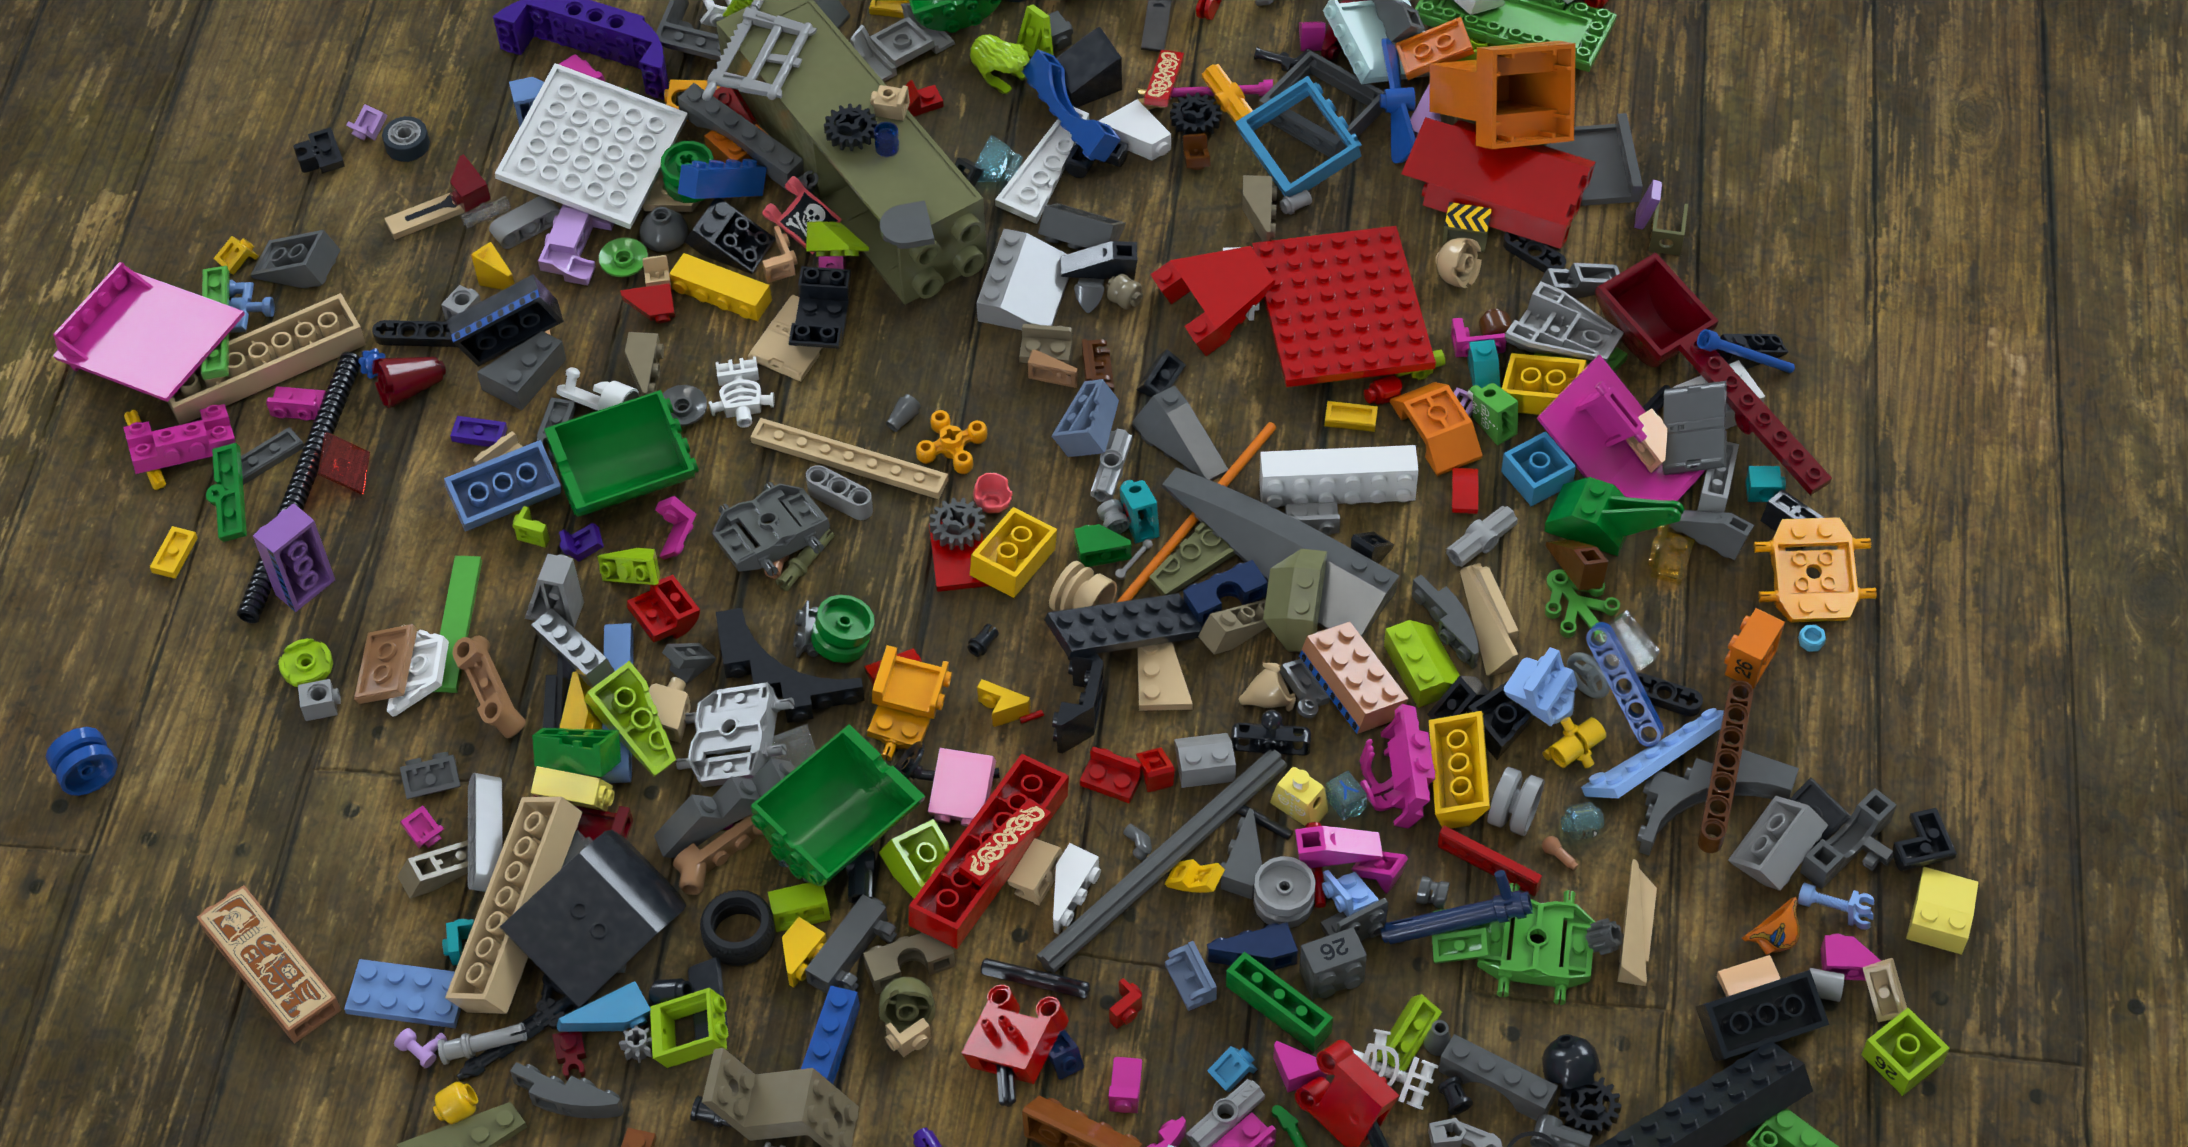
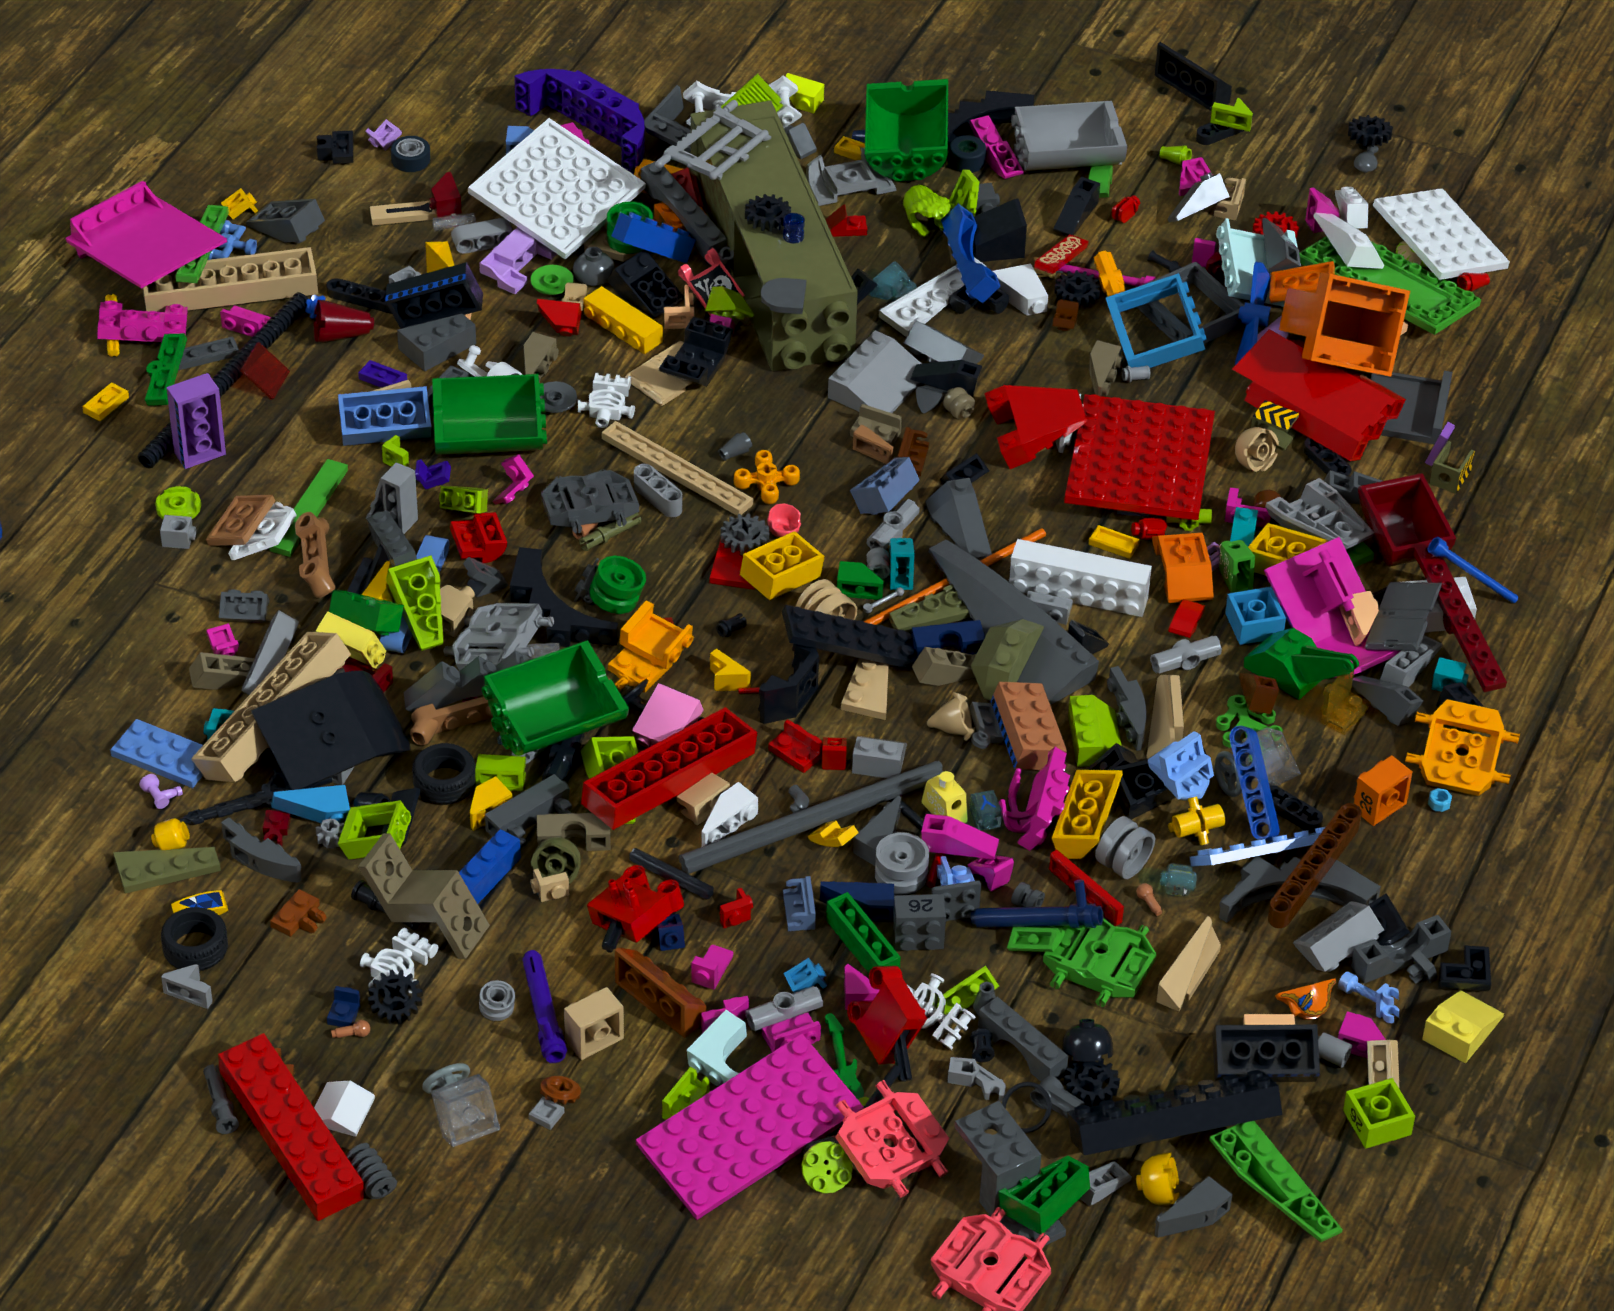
camera: 15 degrees right, 10 degrees down
(269, 963) = (64, 703): brick -> none
(468, 1045) = (197, 798): light grey pin -> none
(890, 102) = (809, 202): tan brick -> none
(1004, 842) = (681, 760): red tile -> none
(1271, 736) = (941, 750): black piece -> none
(1604, 936) = (1156, 962): dark grey gear -> none
(1764, 343) = (1502, 575): black slope -> none

